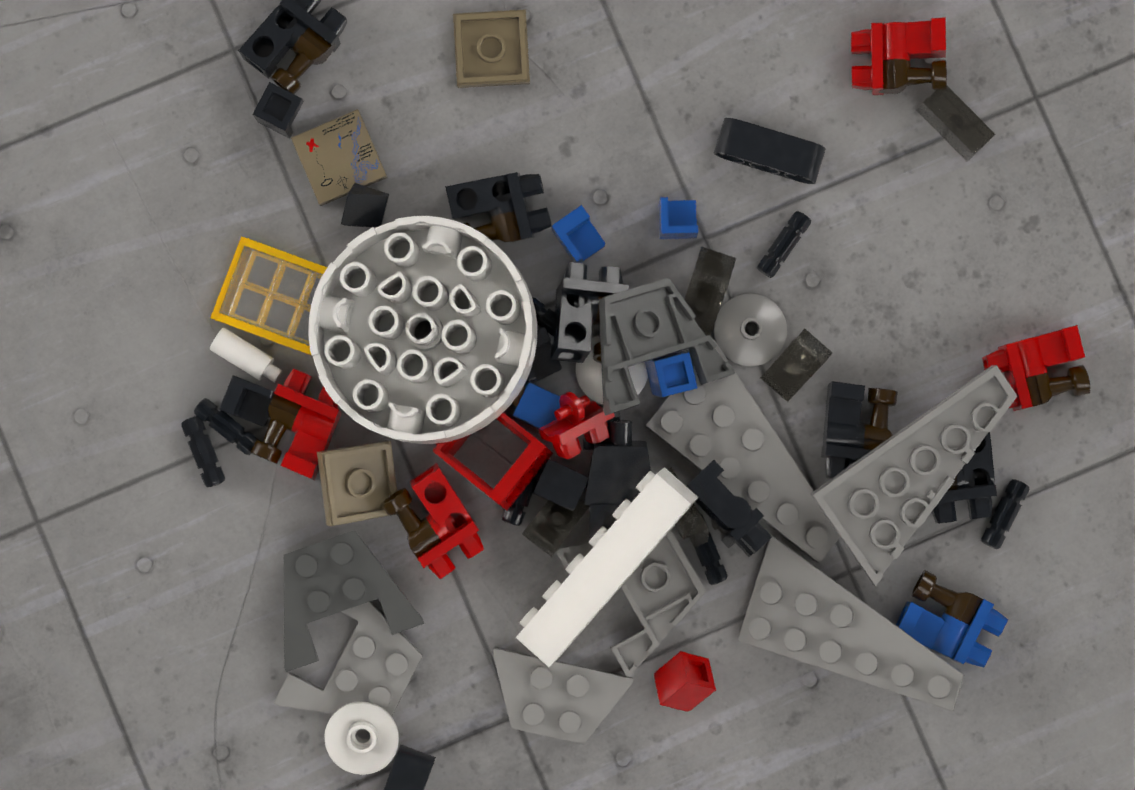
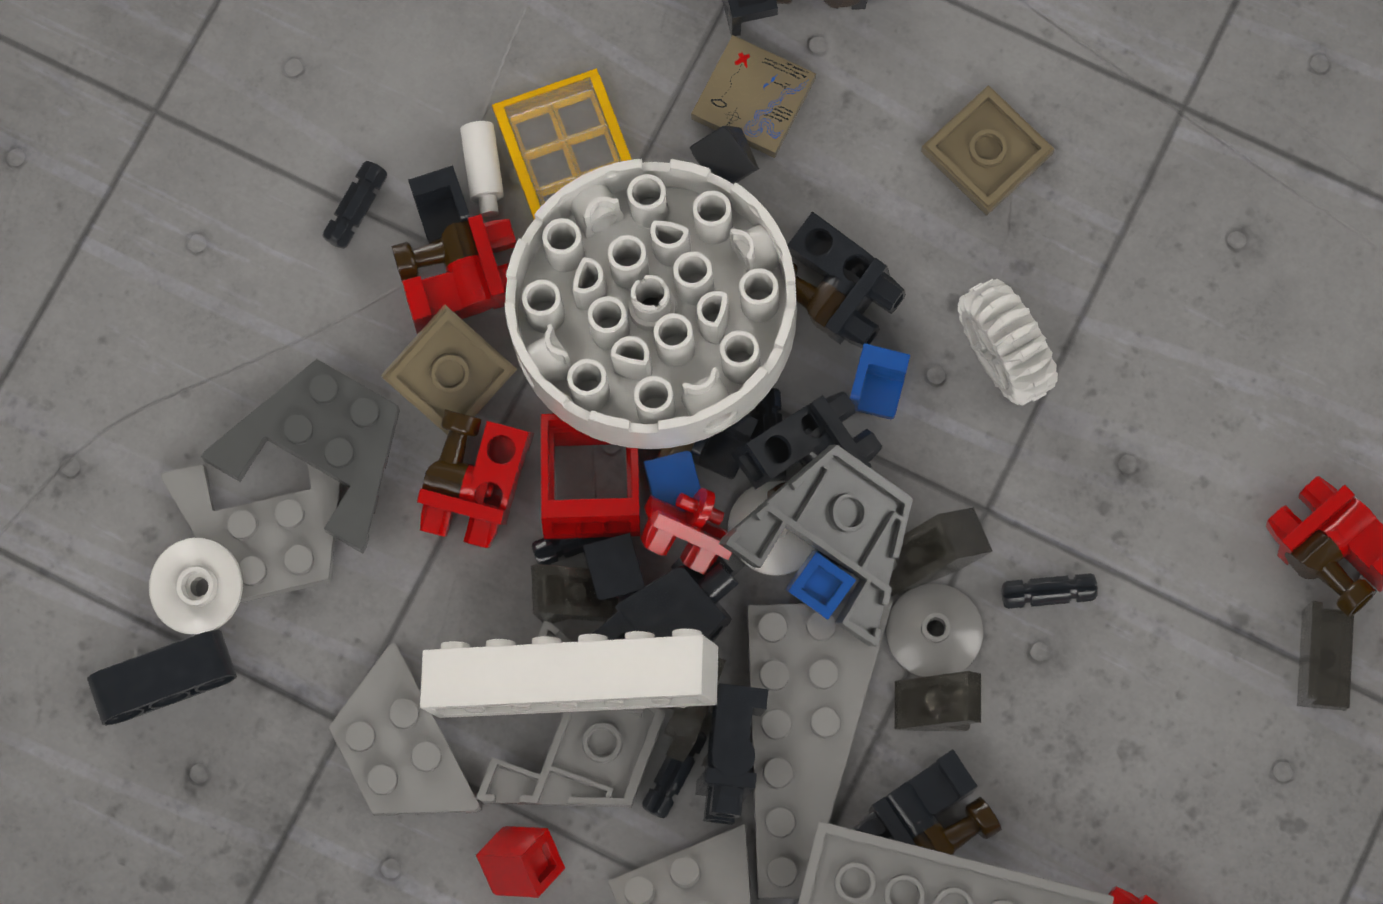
camera: 50 degrees right, 10 degrees down
(225, 425) = (398, 203): black axle -> none
(622, 141) = (1007, 341): none -> white gear
(677, 219) = (979, 463): blue panel -> none
(769, 151) = (1129, 497): black beam -> none

